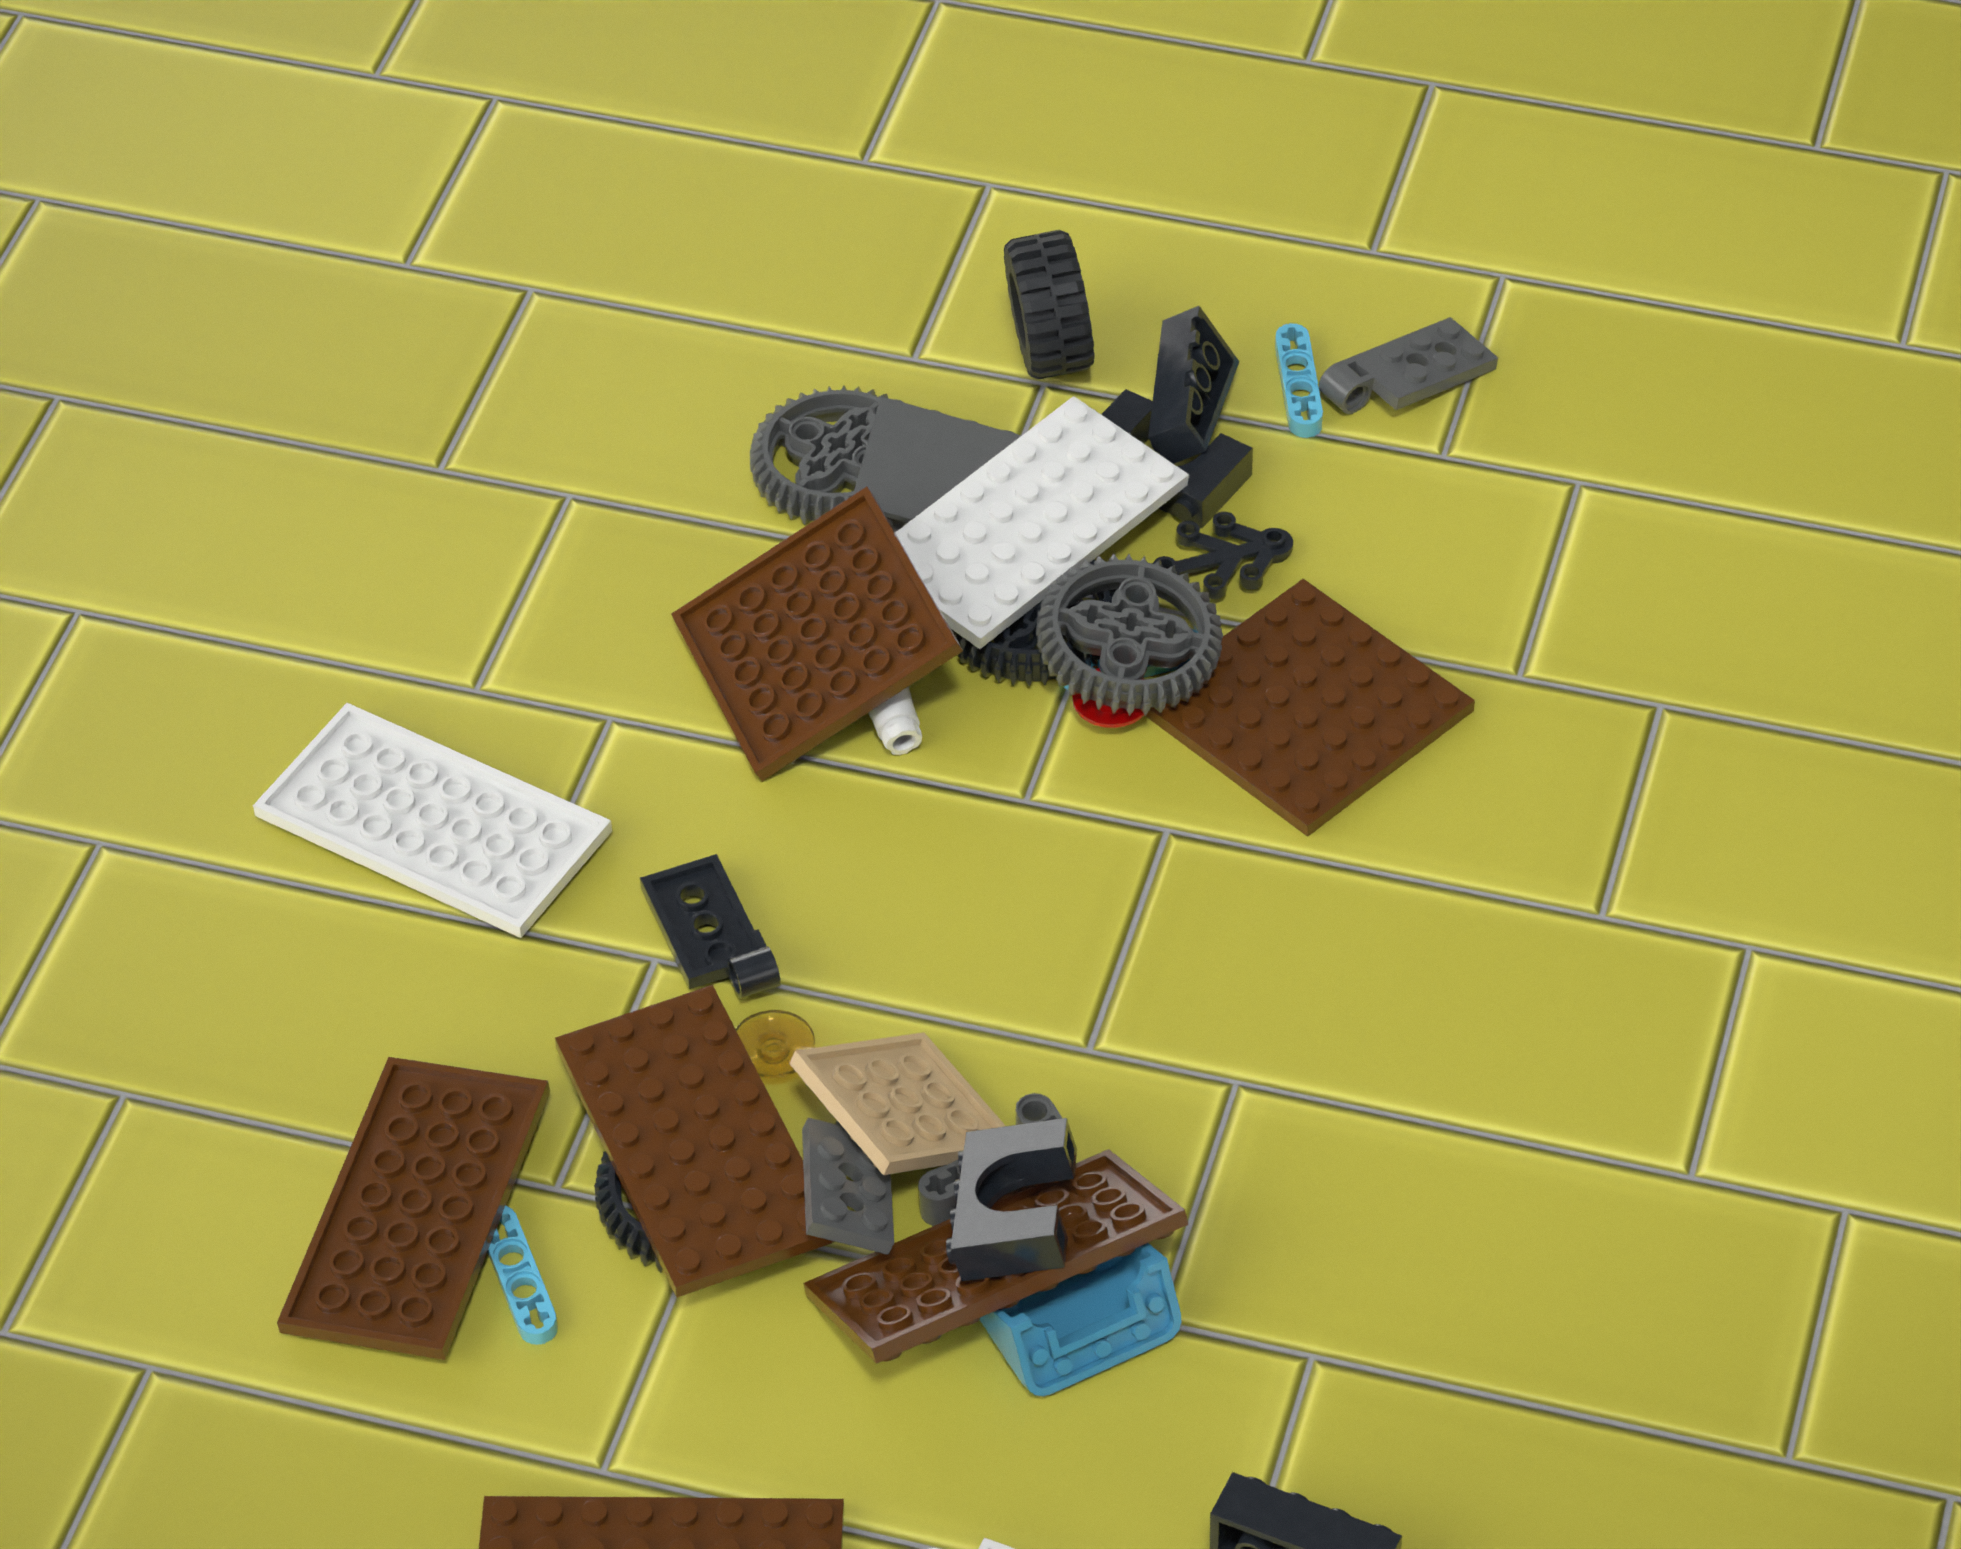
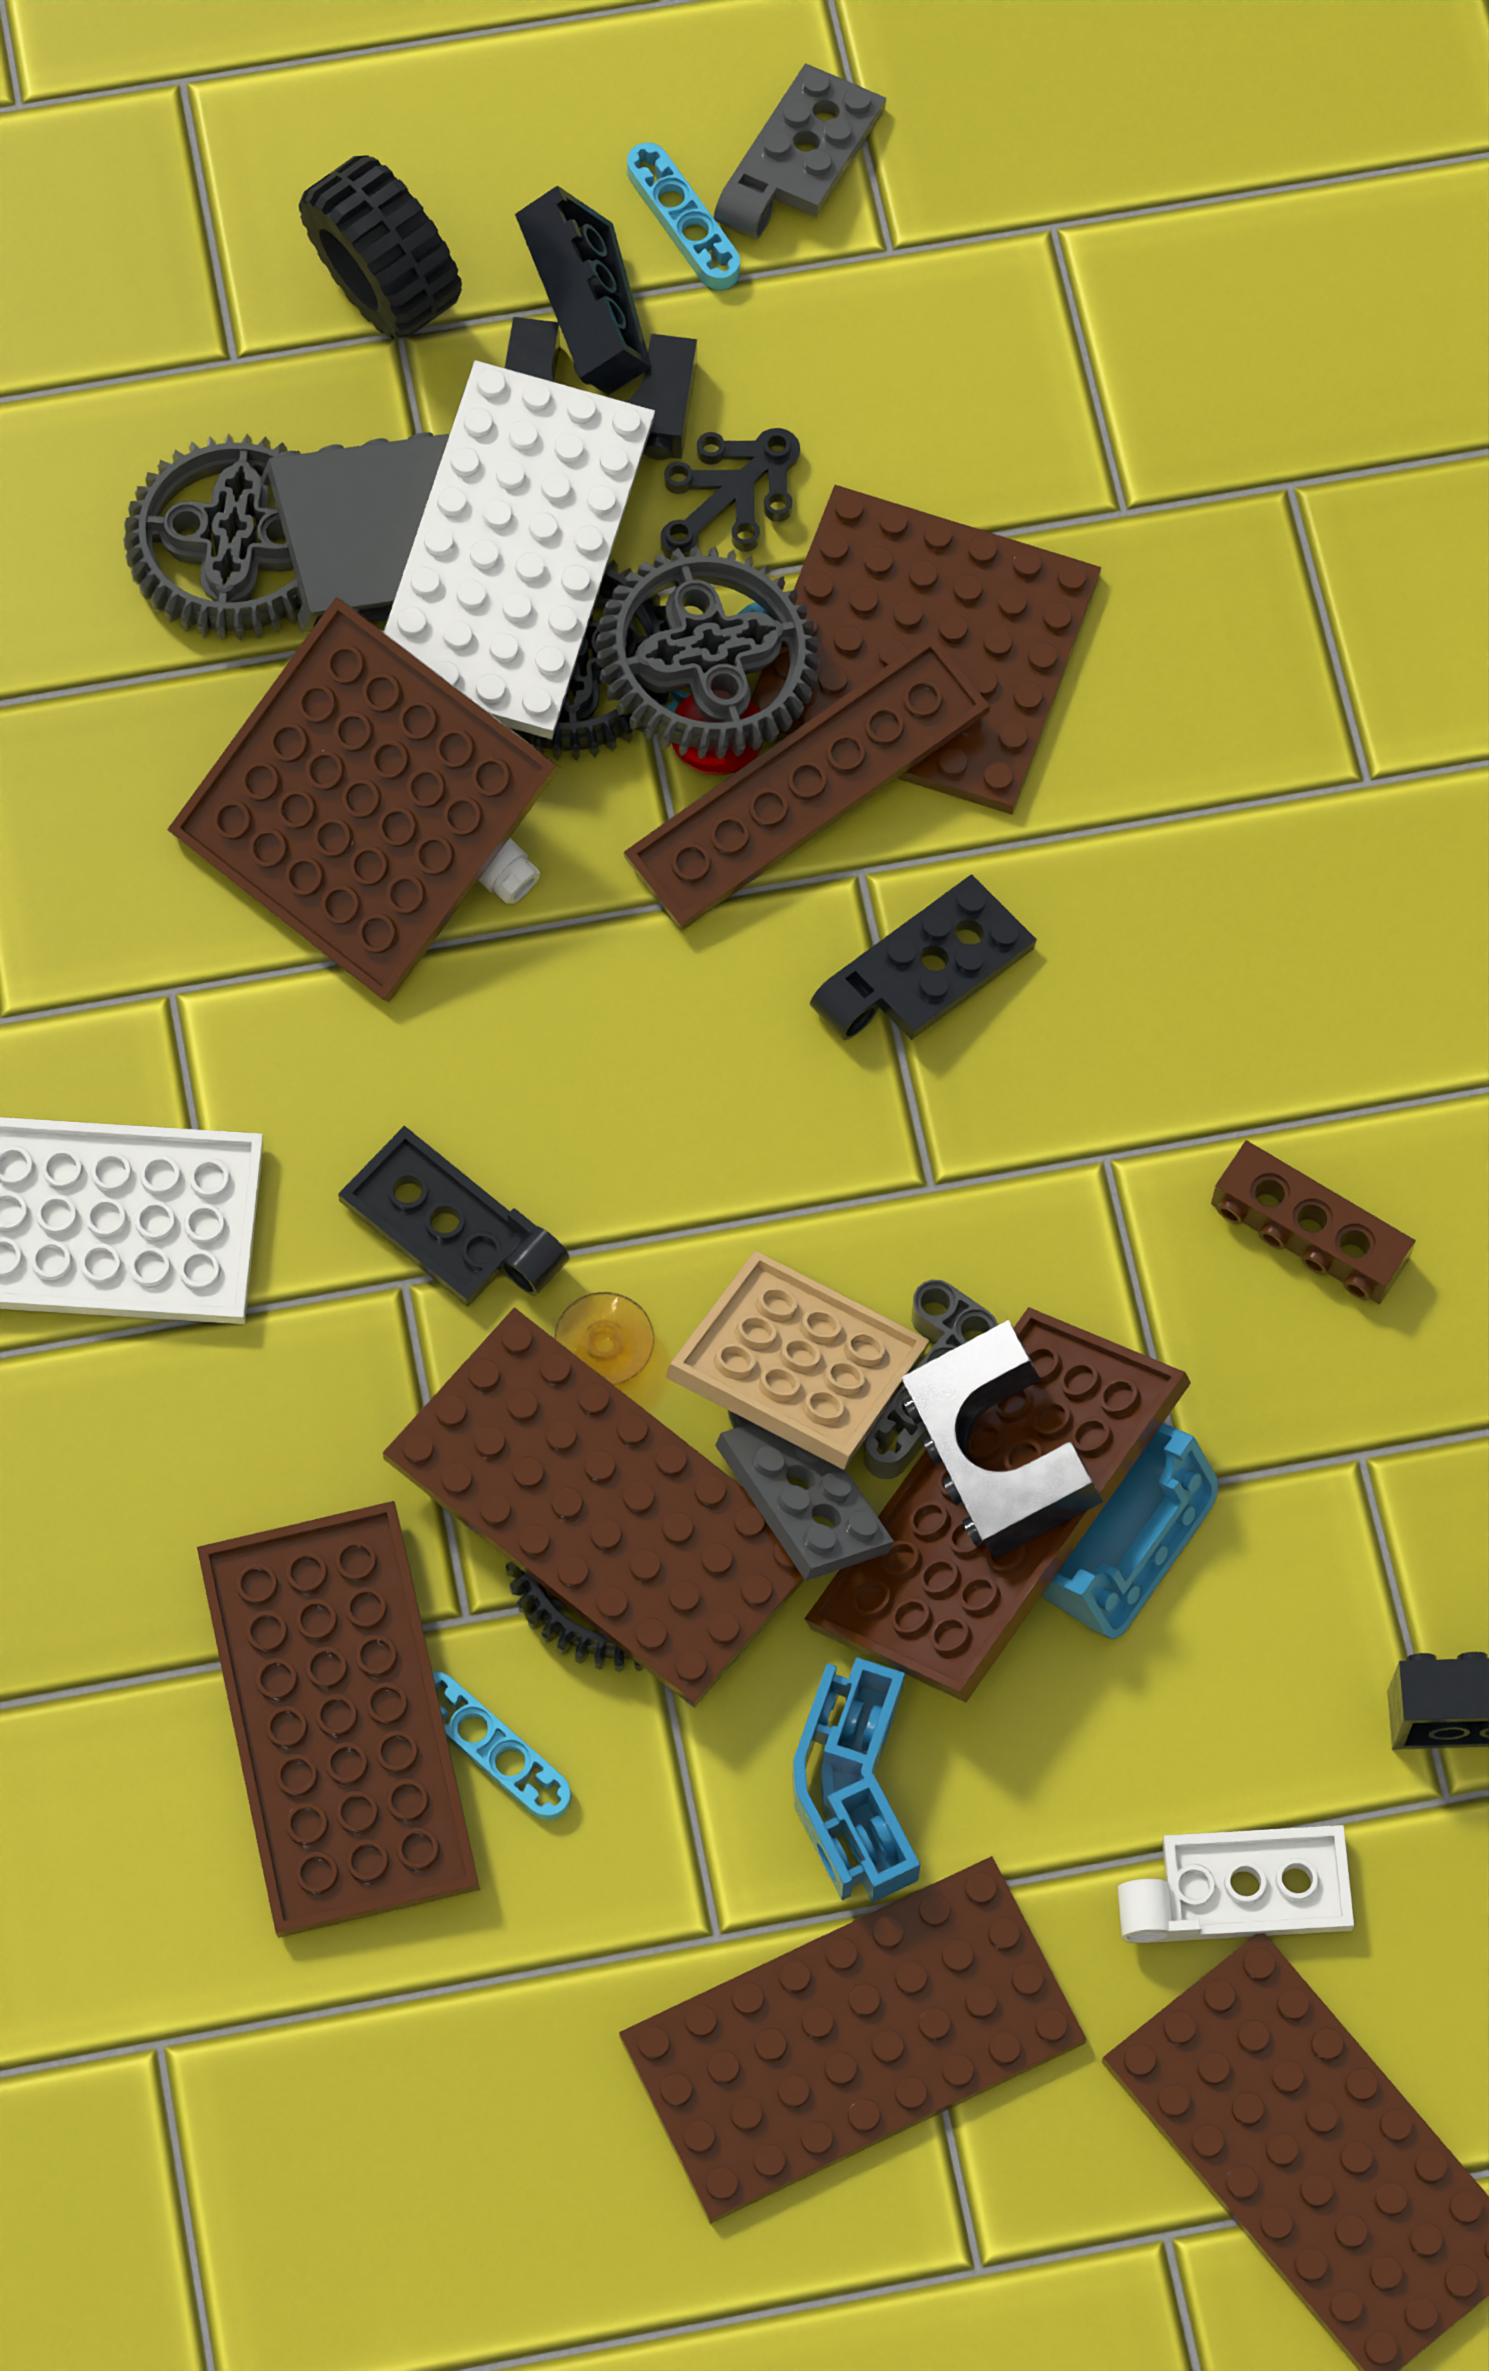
camera: 30 degrees left, 20 degrees up
(774, 1386) = (848, 1783): none -> dark azure brick
(1151, 914) = (902, 987): none -> black hinge
(1156, 747) = (806, 782): none -> reddish brown plate
(1367, 1179) = (1302, 1198): none -> reddish brown brick

